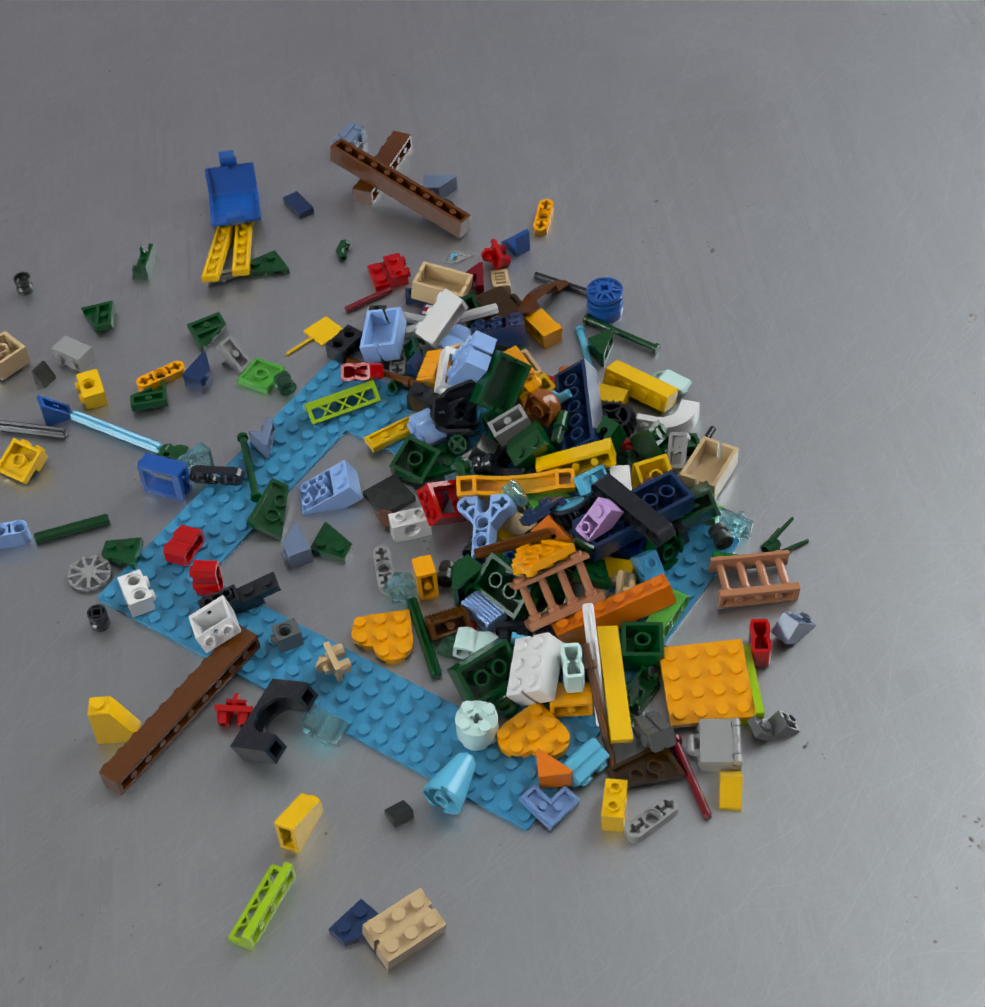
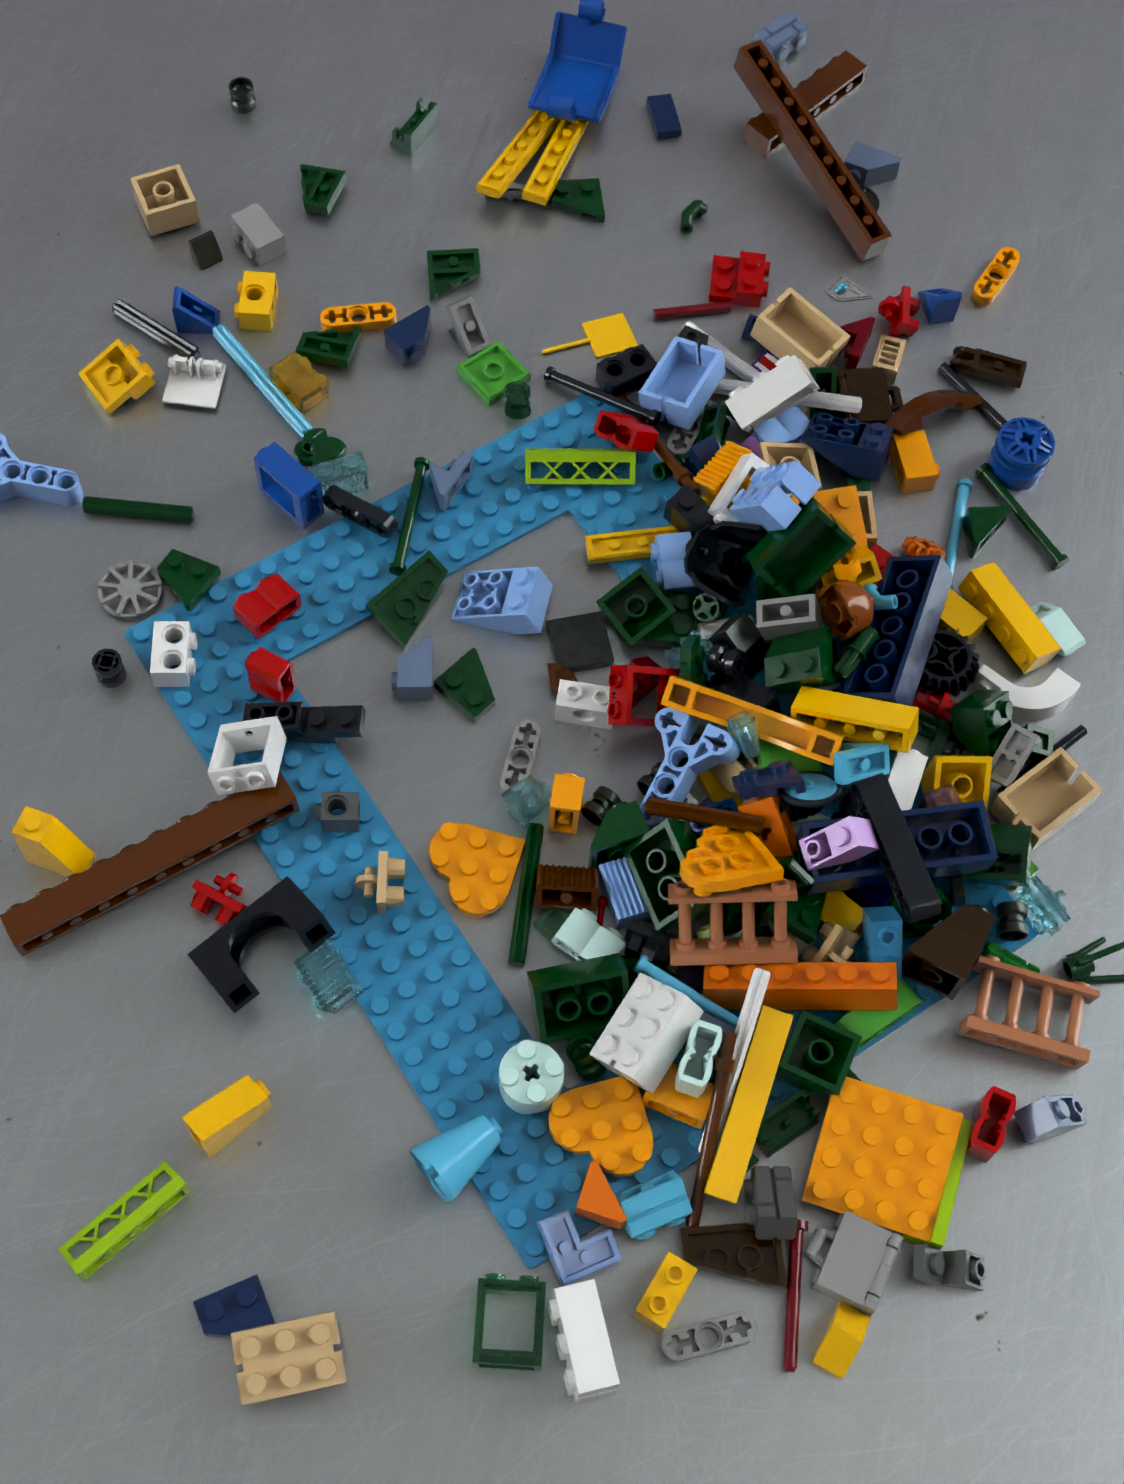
camera: 15 degrees right, 15 degrees up
(73, 447) = (194, 382): none -> white hinge
(142, 422) = (300, 382): none -> clear yellow brick
(333, 361) = (653, 417): none -> black bar
(399, 813) = (368, 1160): pearl dark grey slope -> none
(537, 877) = (509, 1359): none -> clear green window
(562, 264) = (988, 366): none -> dark brown hinge
(579, 846) = (583, 1341): none -> white piece
(614, 432) = (929, 697): dark green hinge -> none
(689, 562) = (949, 950): none -> dark brown slope

